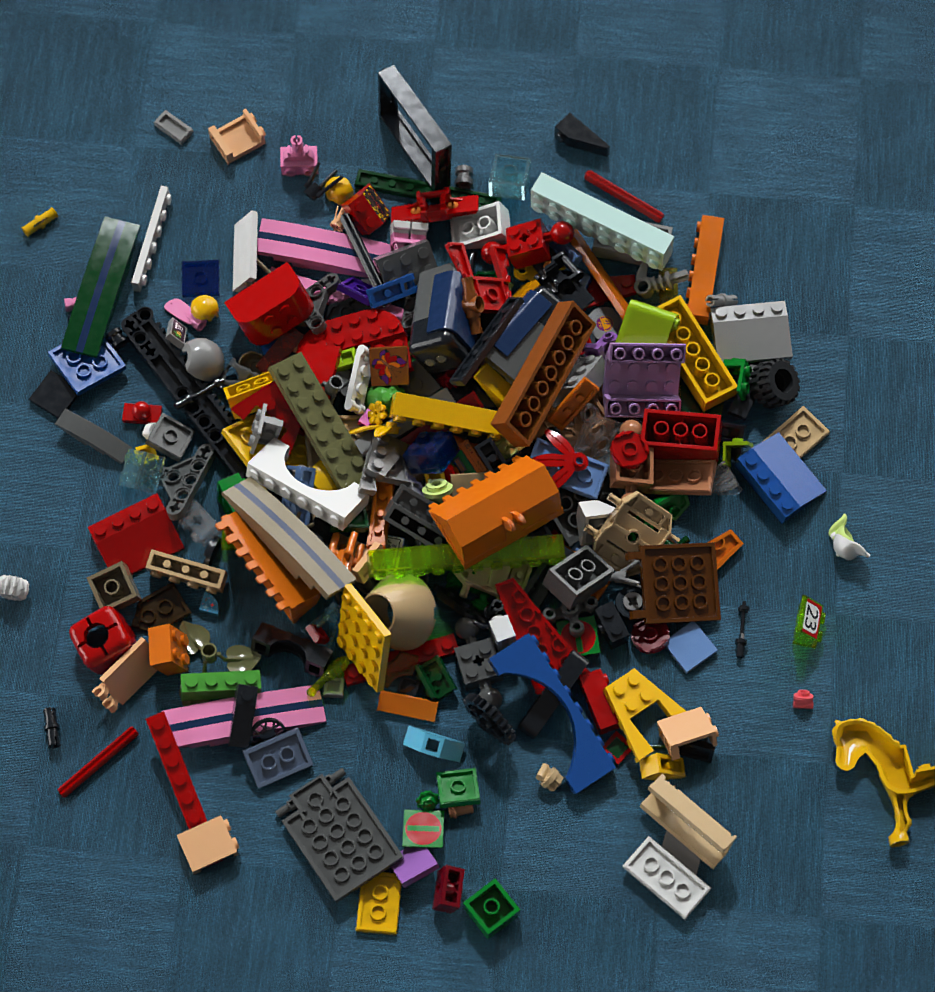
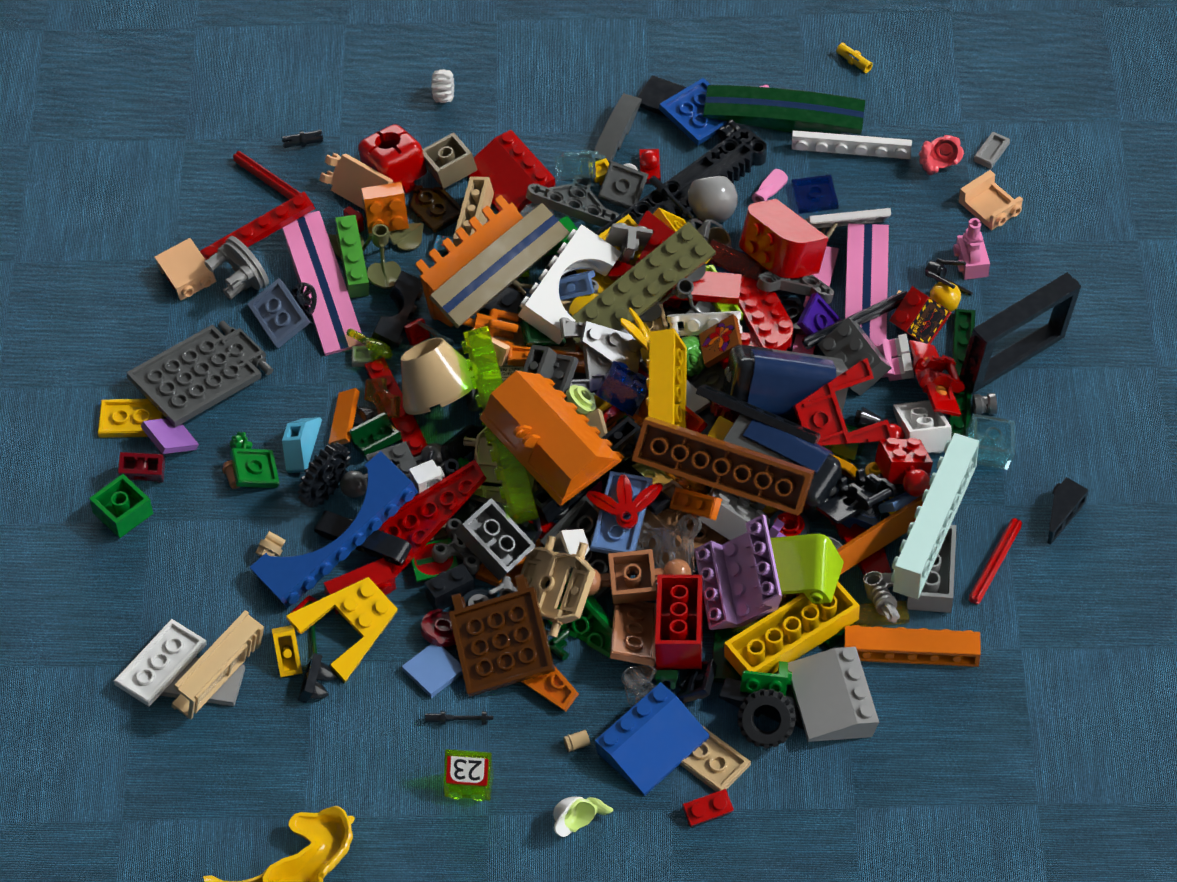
camera: 85 degrees right, 15 degrees down
(168, 683) = (359, 217): none -> red plate
(176, 333) = (740, 173): tile -> none
(177, 167) = (940, 153): none -> coral hair
(204, 308) = (777, 191): yellow hair -> none
(225, 785) = (244, 263): none -> light grey piece
(242, 715) = (317, 269): black slope -> none
(363, 638) = (387, 351): yellow plate -> none
(391, 291) = (814, 335): blue plate -> none
(423, 829) = (208, 442): piece -> none
(472, 305) = (804, 385): dark orange pin -> none
(629, 449) = (645, 561): red tile -> none
(685, 729) = (328, 663): light nougat panel -> none
(721, 300) = (869, 660): light grey pin -> none
(736, 443) = (680, 682): lime bracket -> none
(773, 536) = (576, 740): none -> tan piece
(803, 700) = (377, 784): coral plate -> none
(845, 442) = (707, 808): none -> red plate

